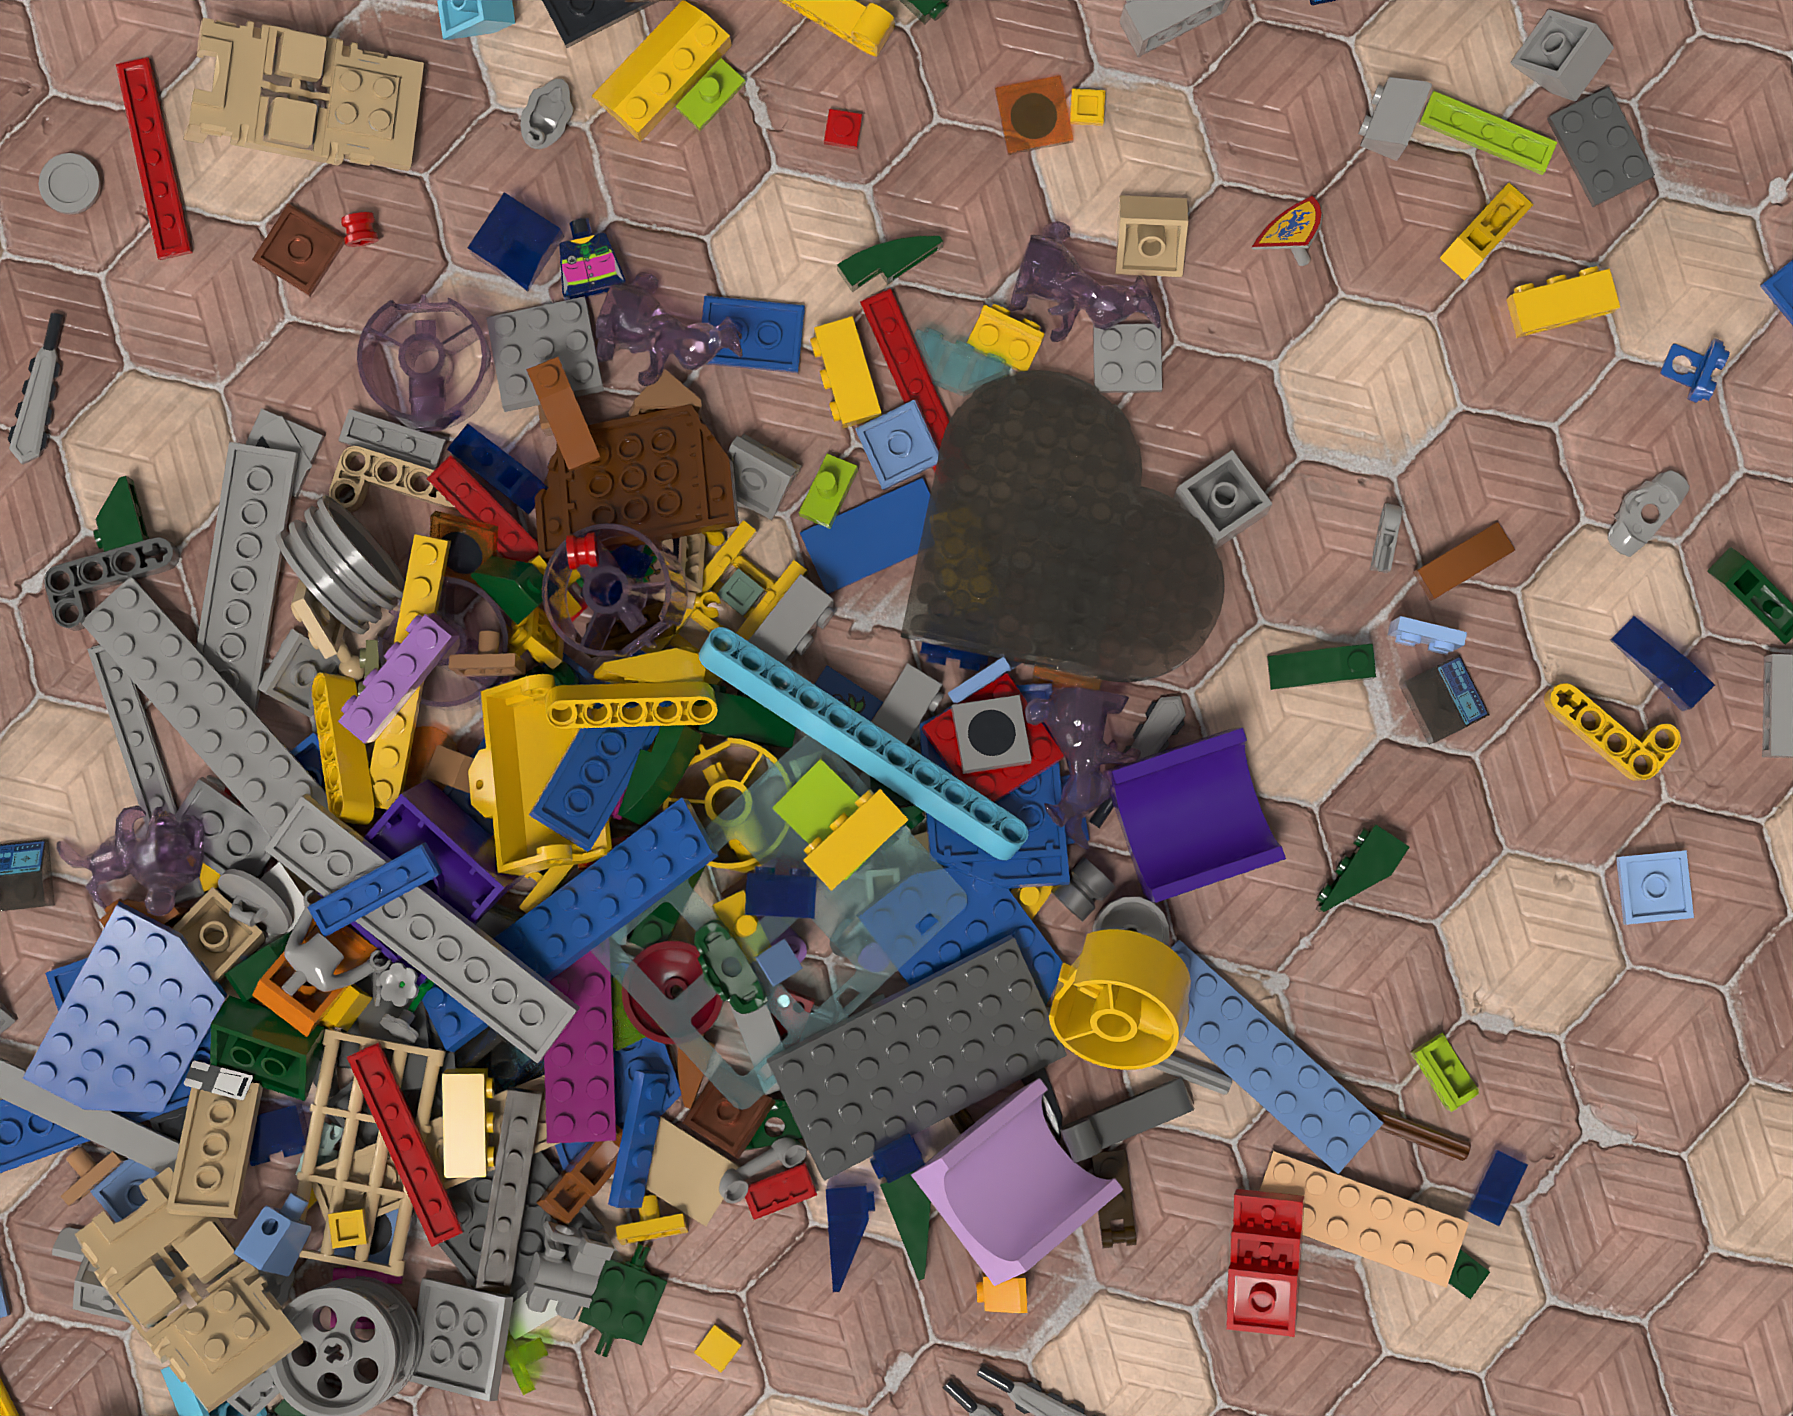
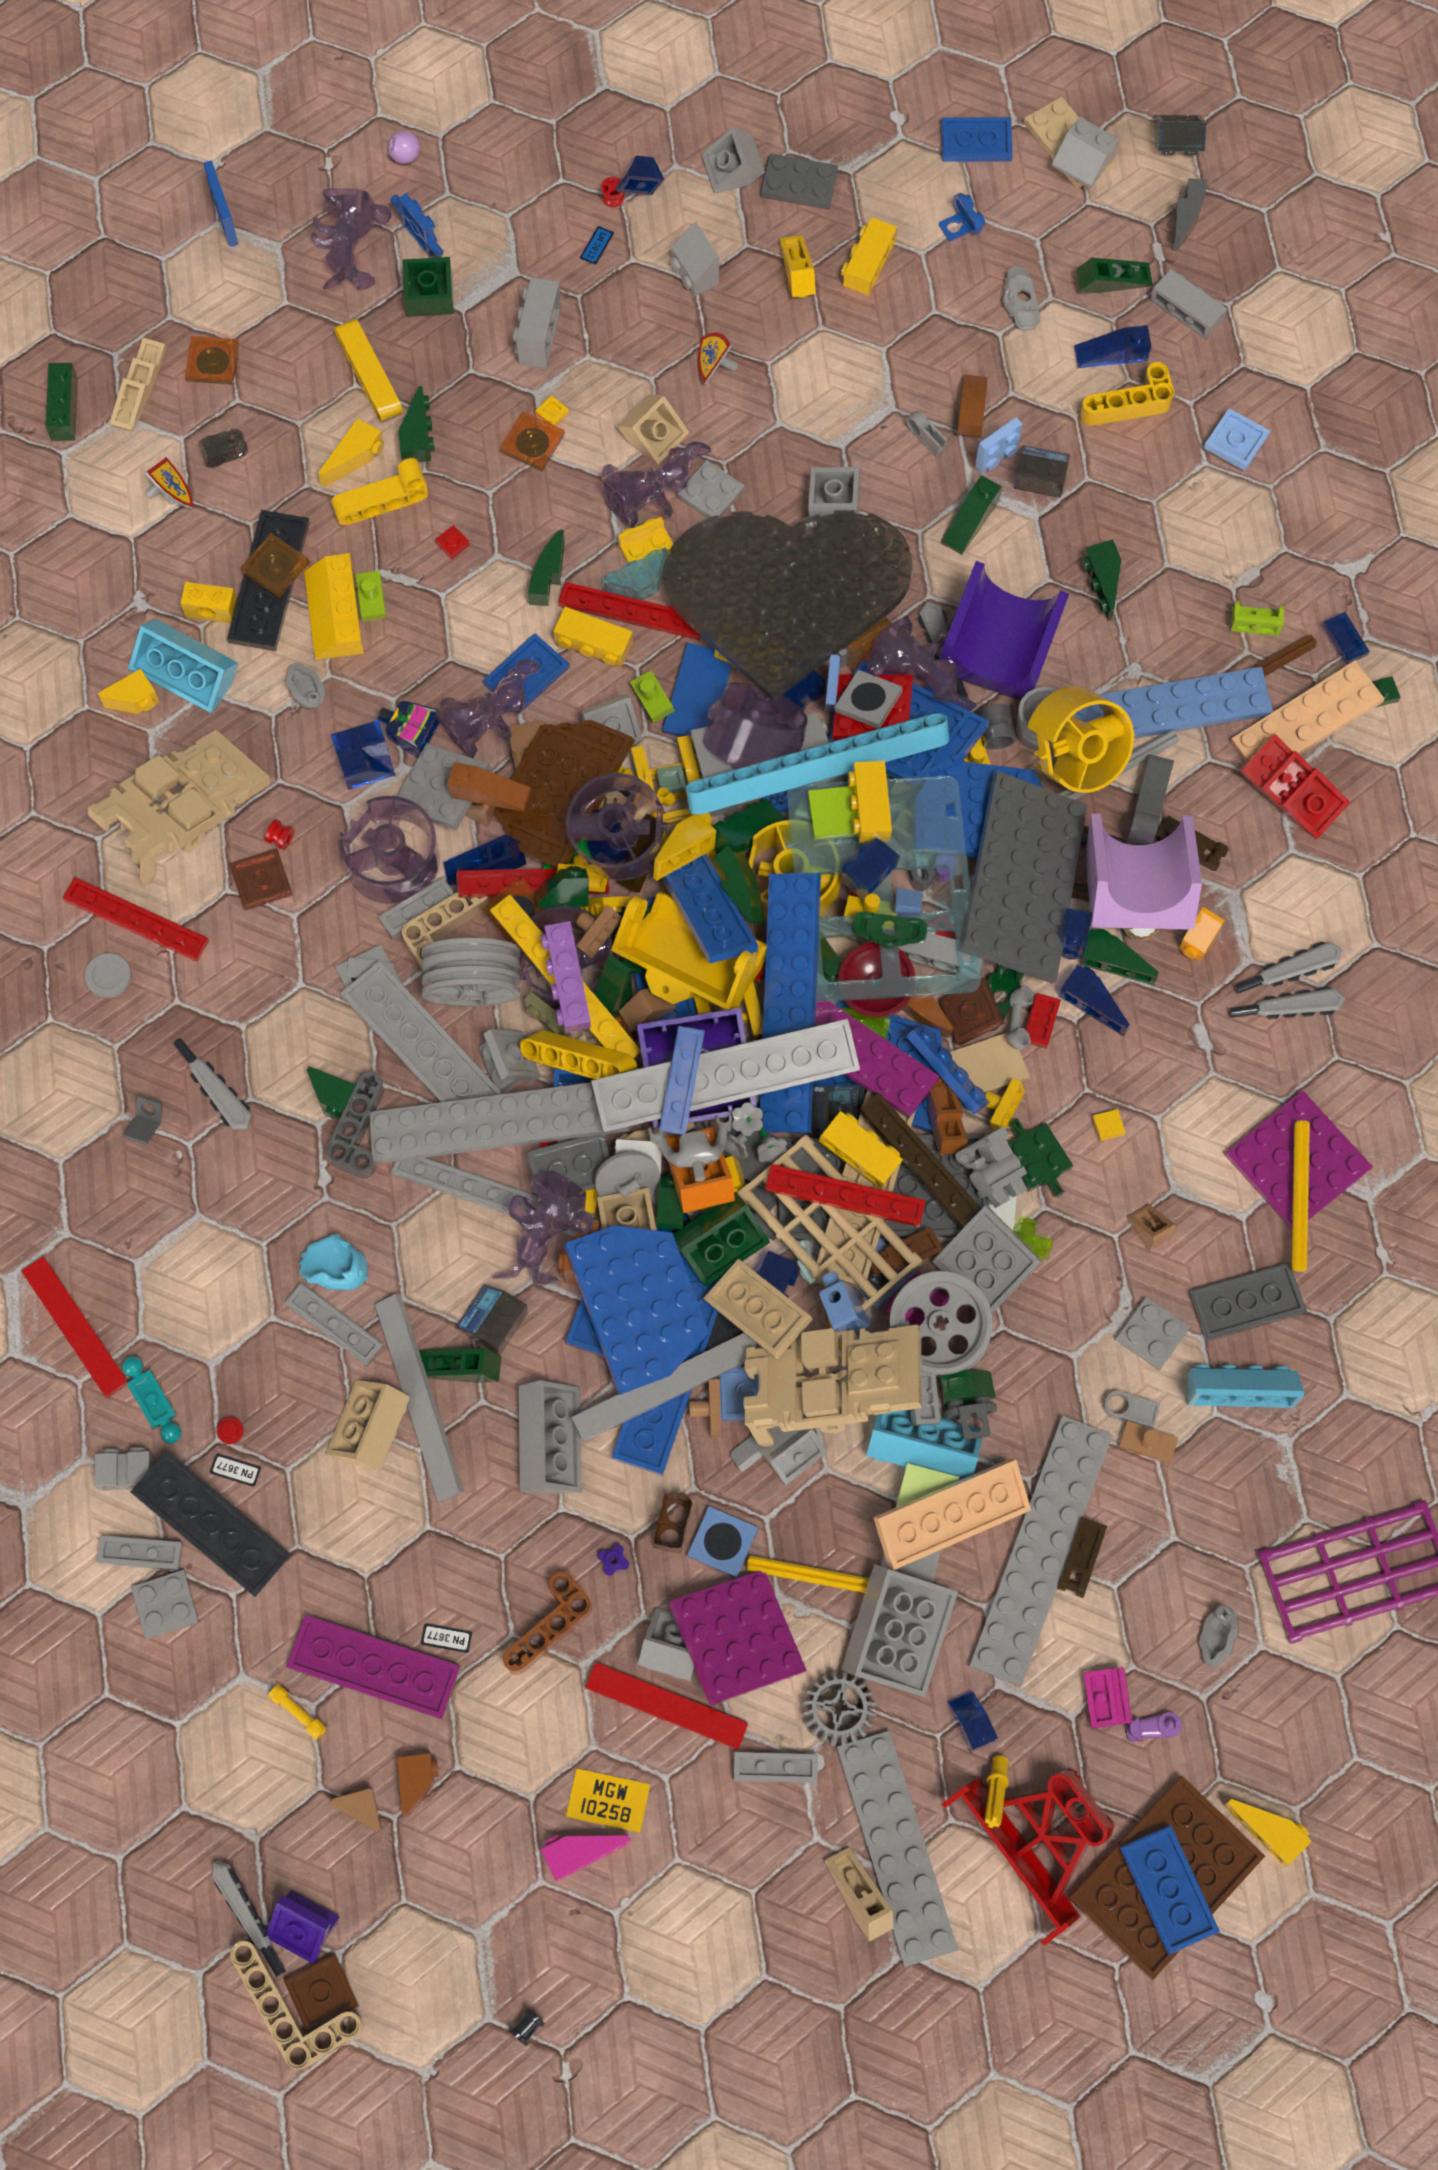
camera: 50 degrees left, 15 degrees down
(218, 1080) = (717, 1282): sticker -> none
(325, 631) = (495, 1018): tan plate -> none
(348, 1228) = (870, 1263): yellow plate -> none
(418, 1253) = (922, 1243): none -> reddish brown hinge
(444, 725) = (614, 986): none -> dark green slope
(582, 551) = (582, 814): red wheel -> none
(617, 695) = (681, 868): yellow beam -> none
(858, 653) = (752, 727): none -> clear purple animal
(899, 444) = (658, 640): medium blue tile -> none
(1488, 133) = (747, 225): lime plate -> none

